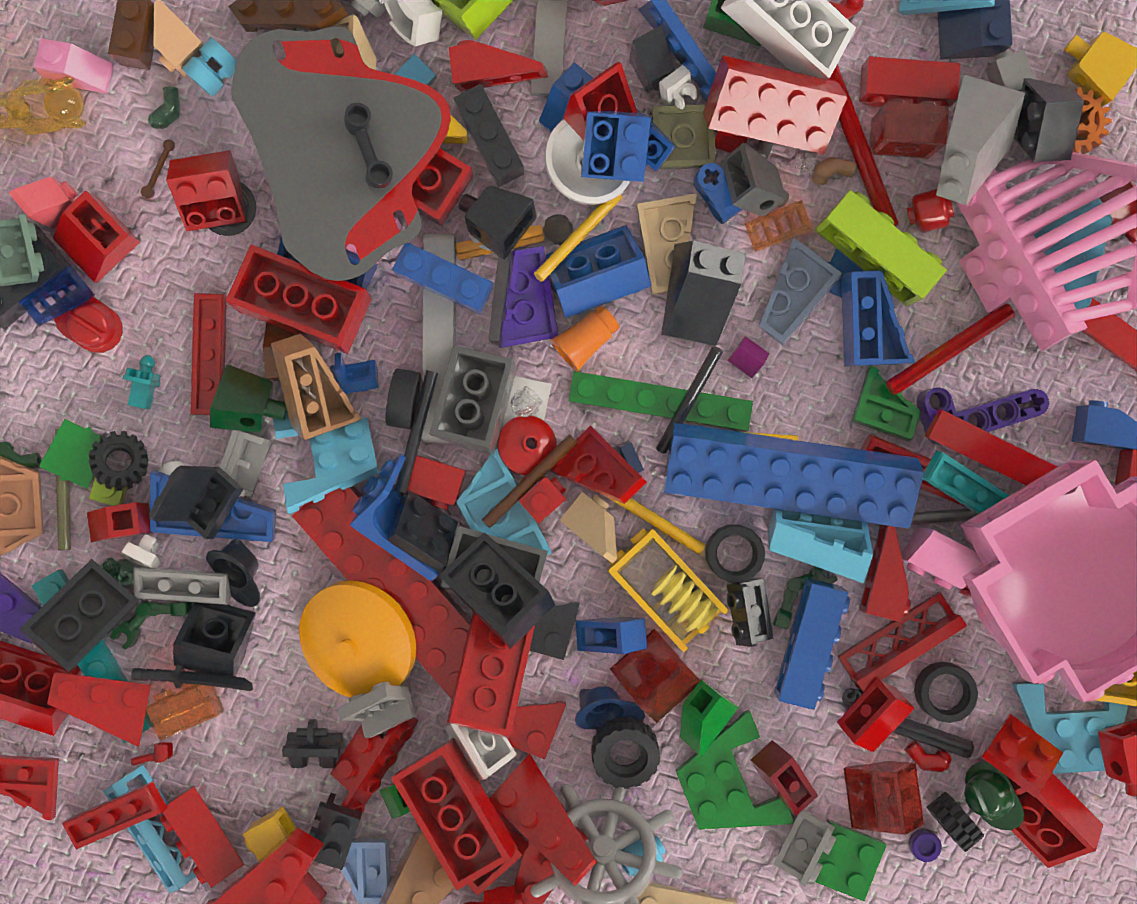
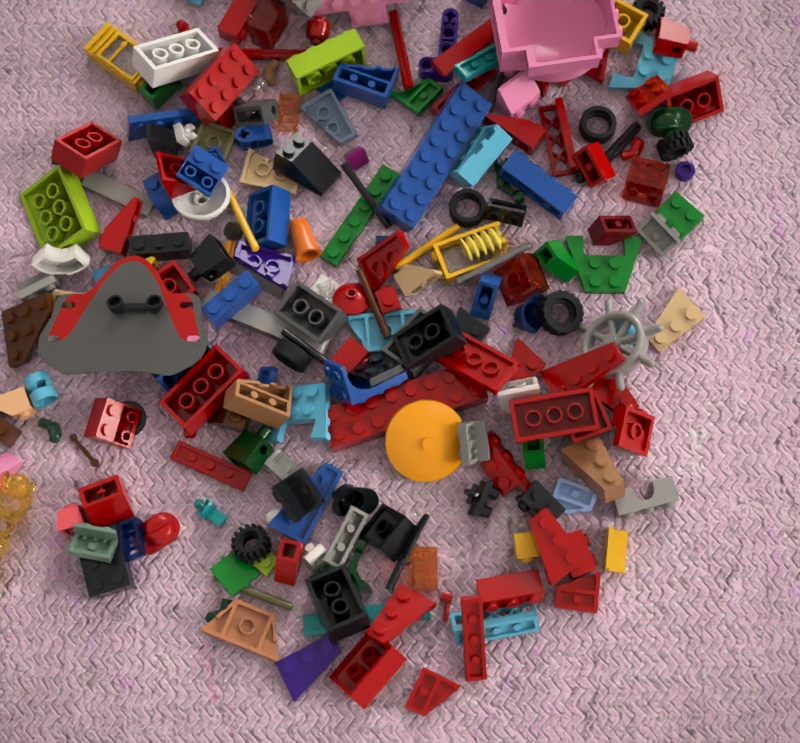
camera: 65 degrees left, 15 degrees down
(657, 630) = (492, 264): none -> flat silver bar

